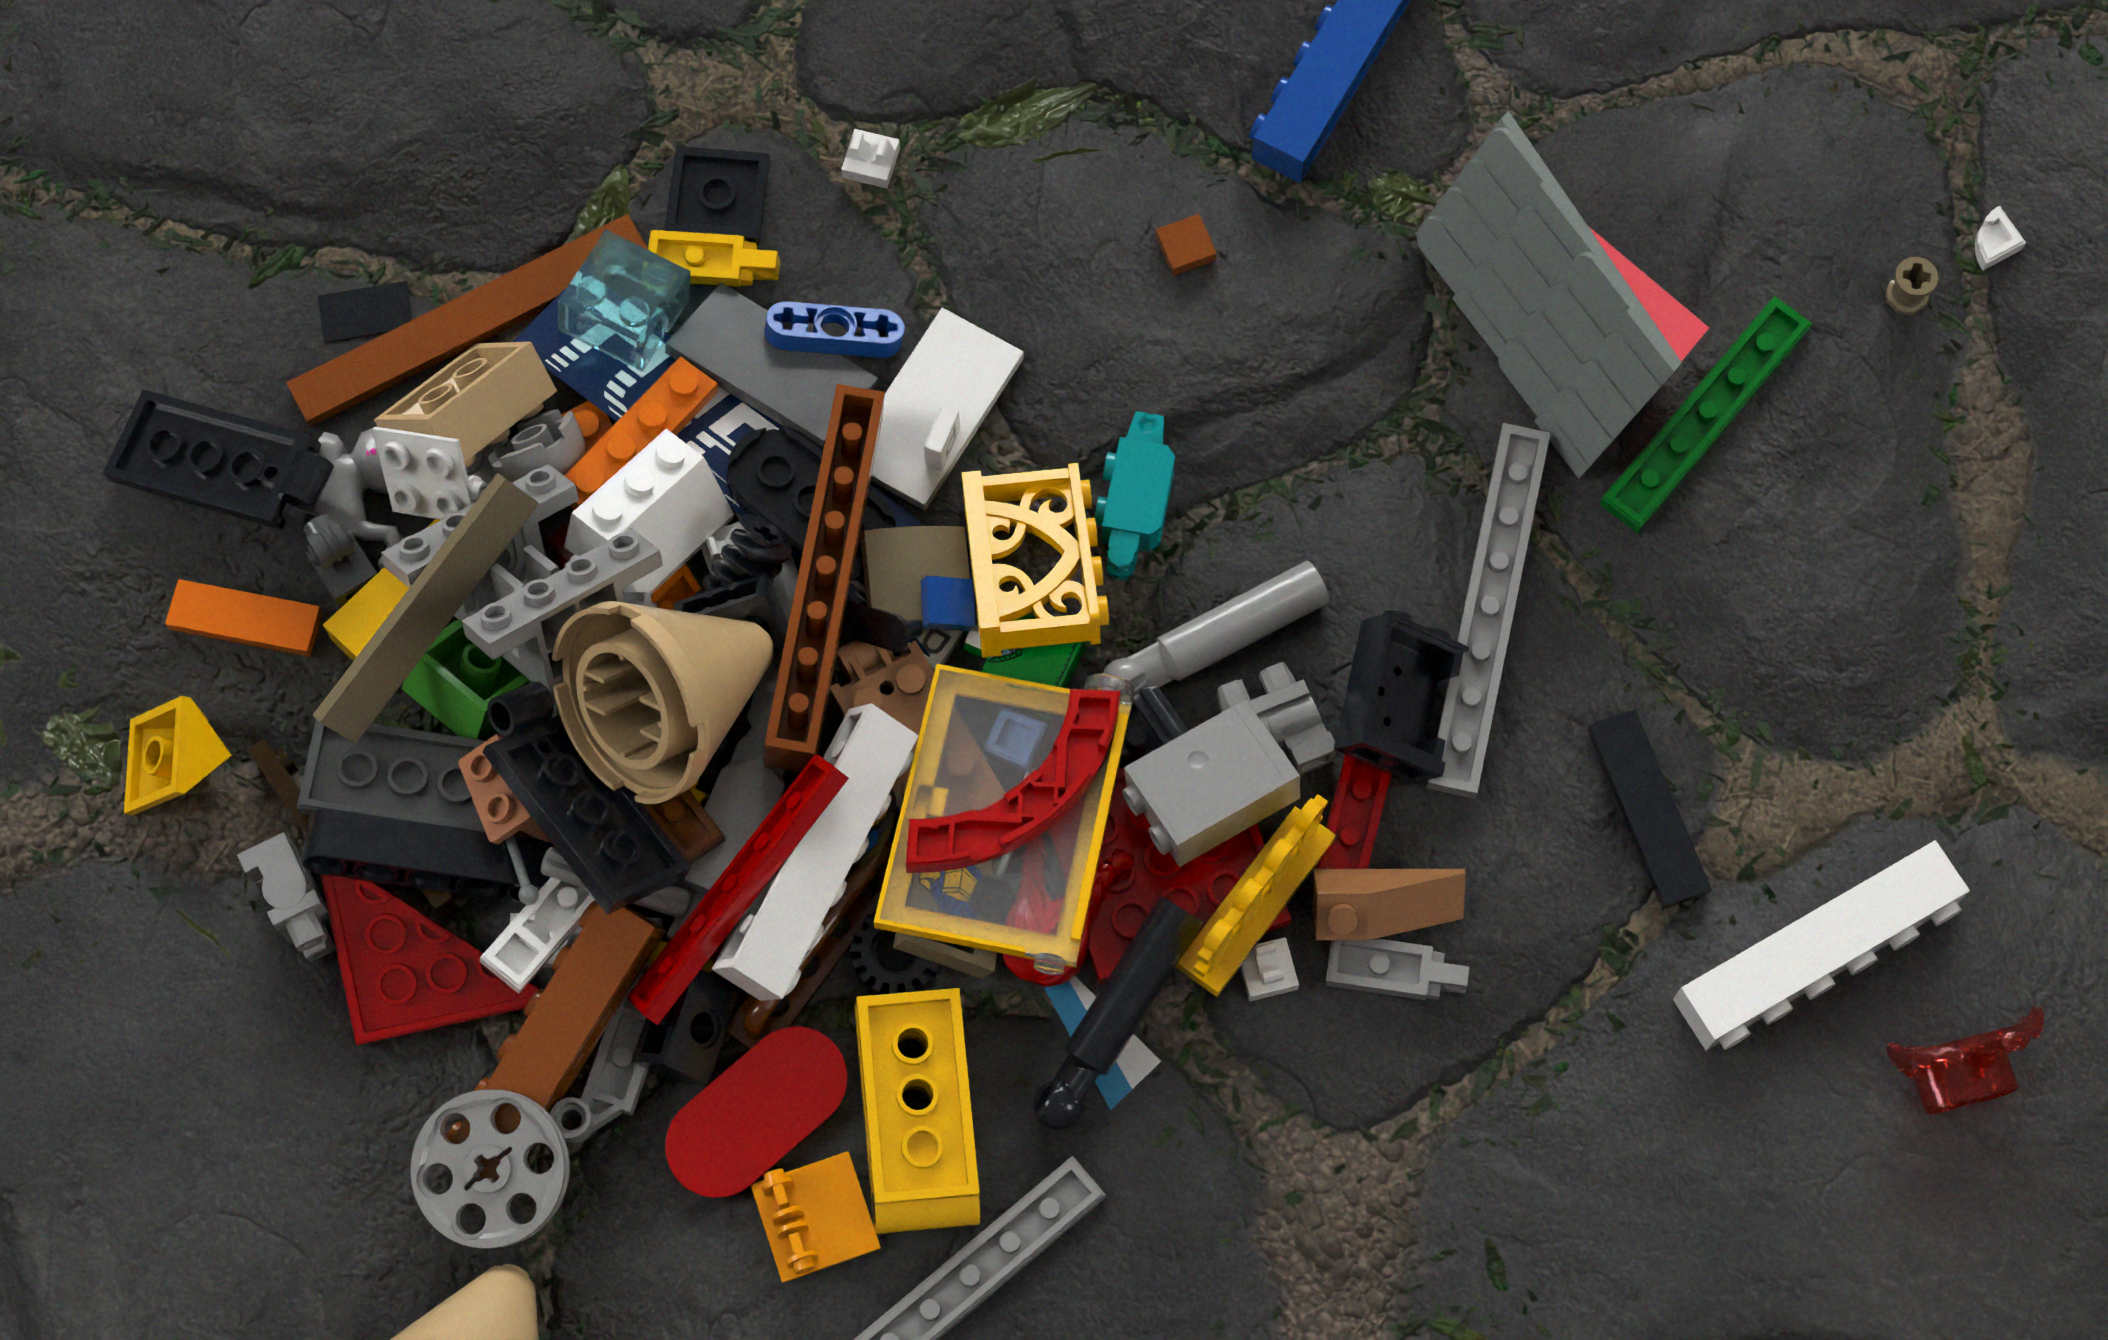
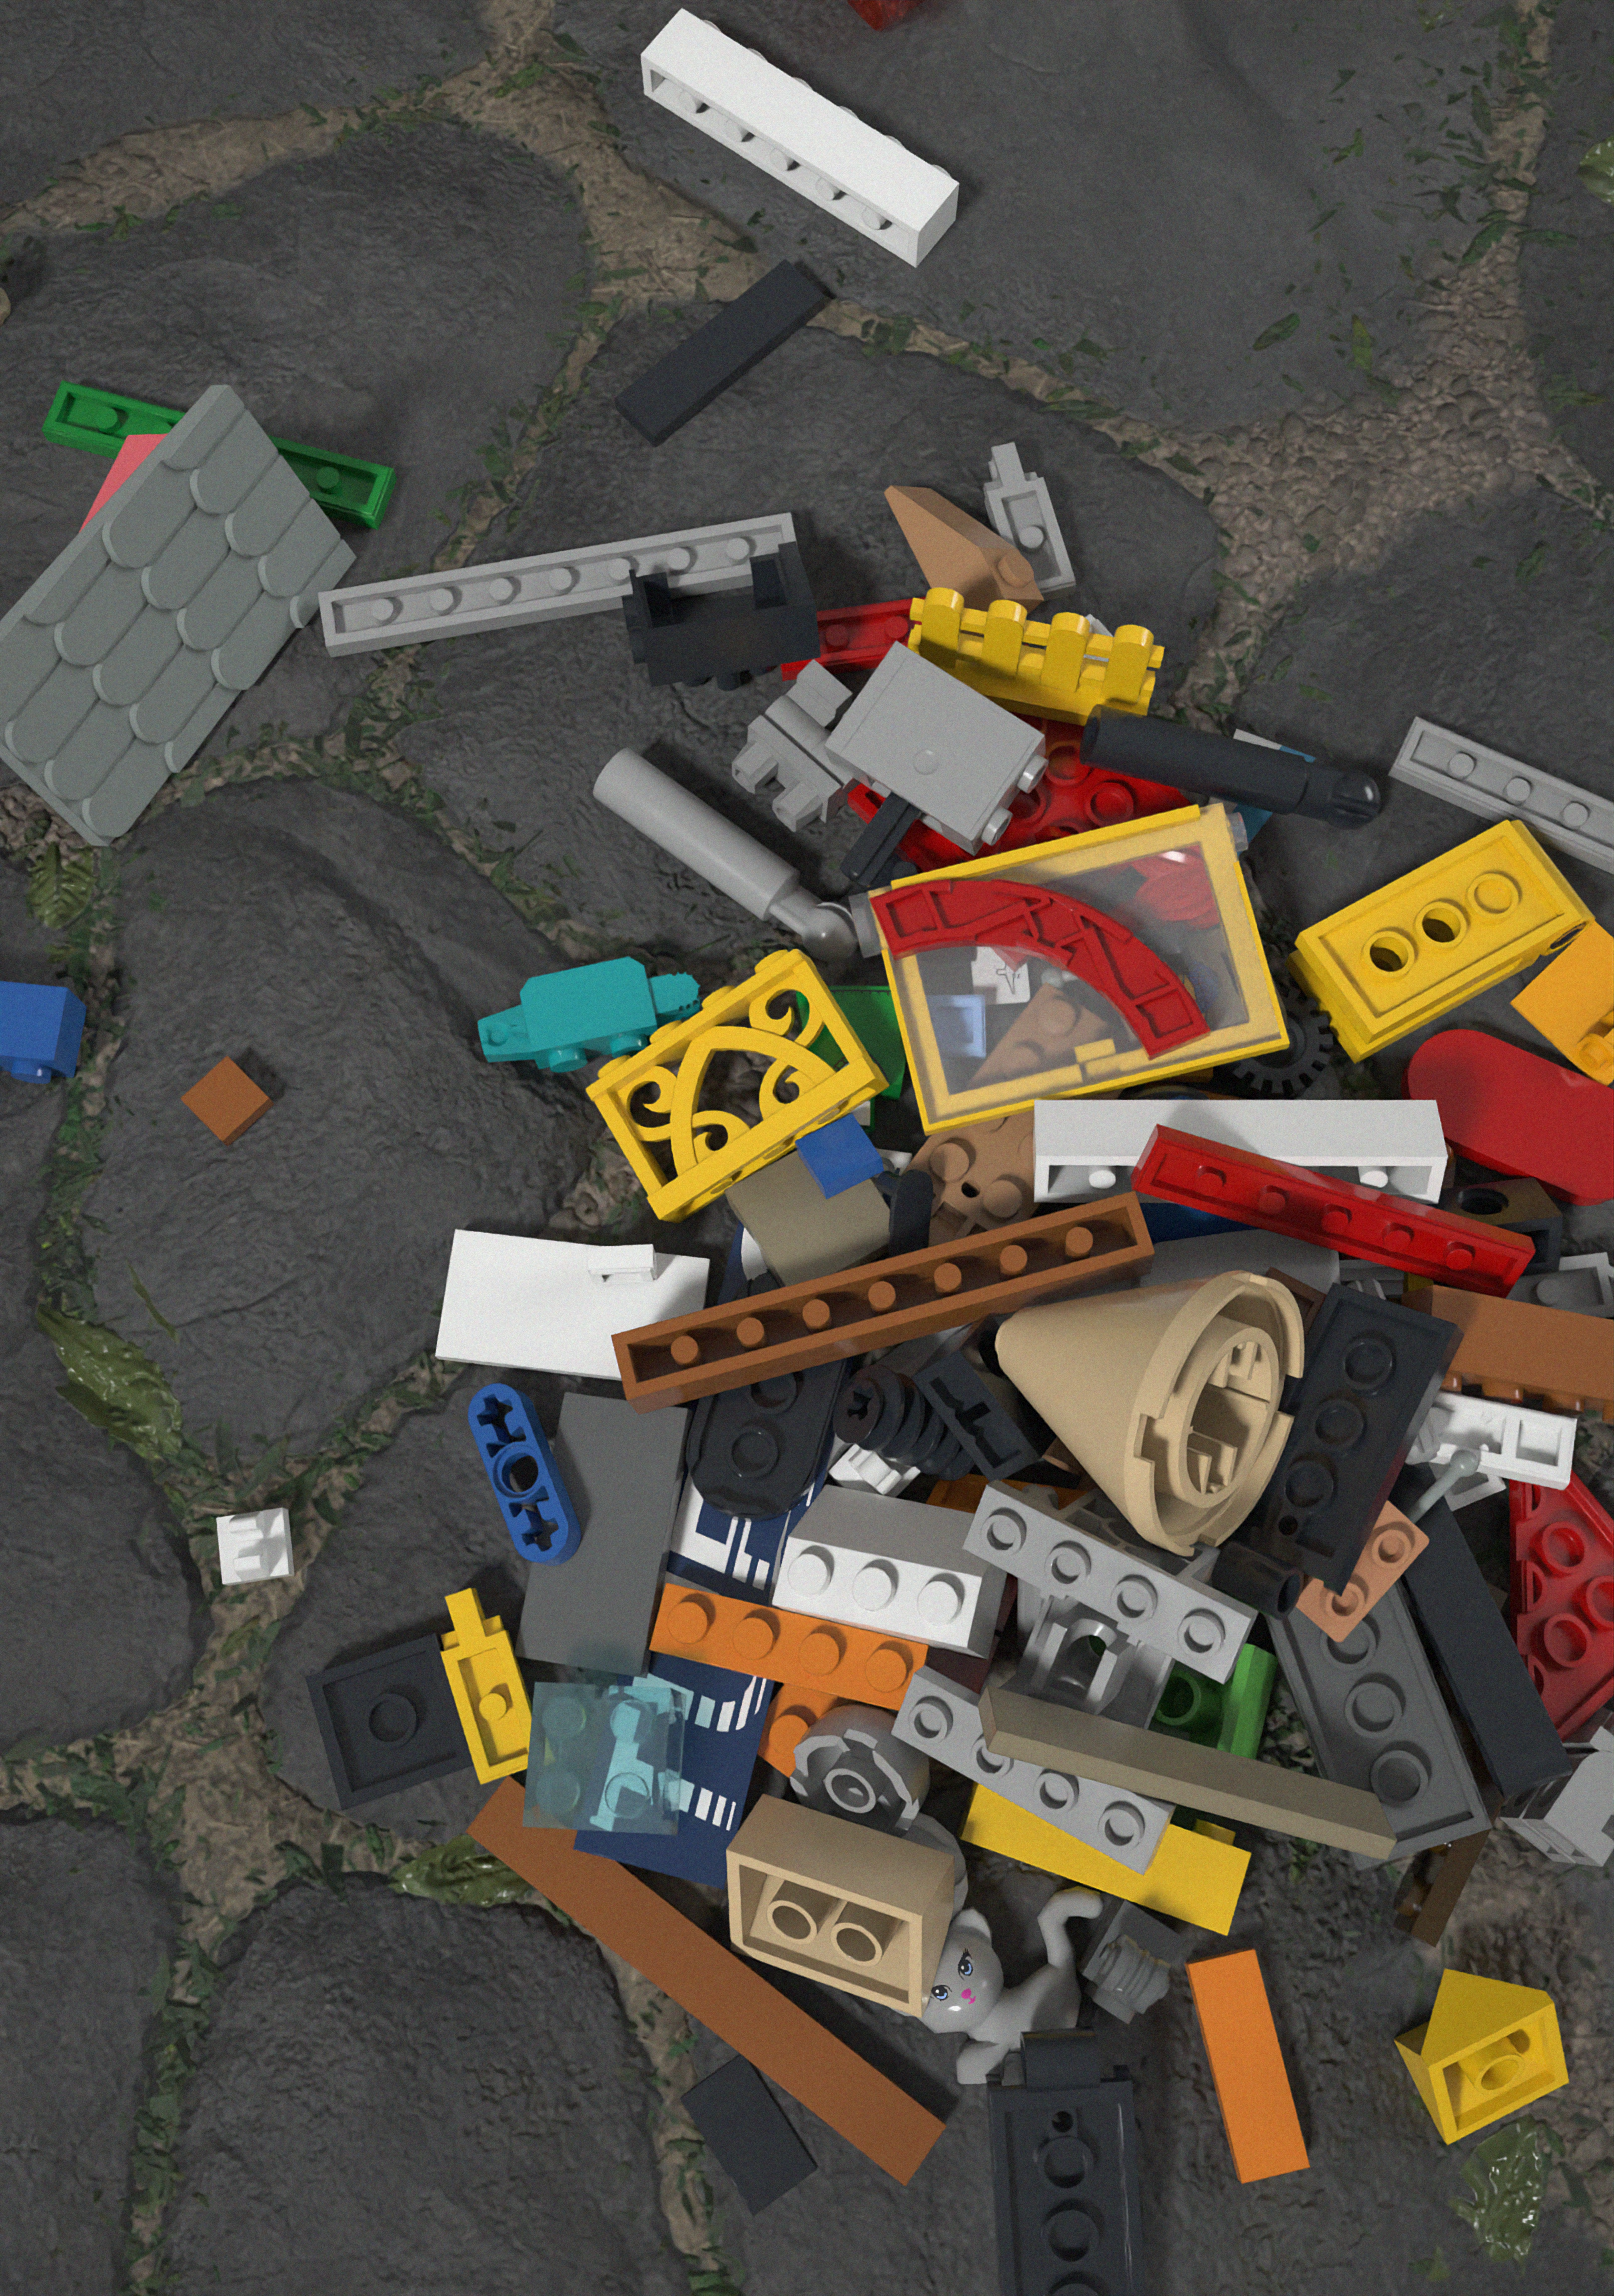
camera: 115 degrees left, 5 degrees up
(425, 473) = (984, 1884): white hinge -> none

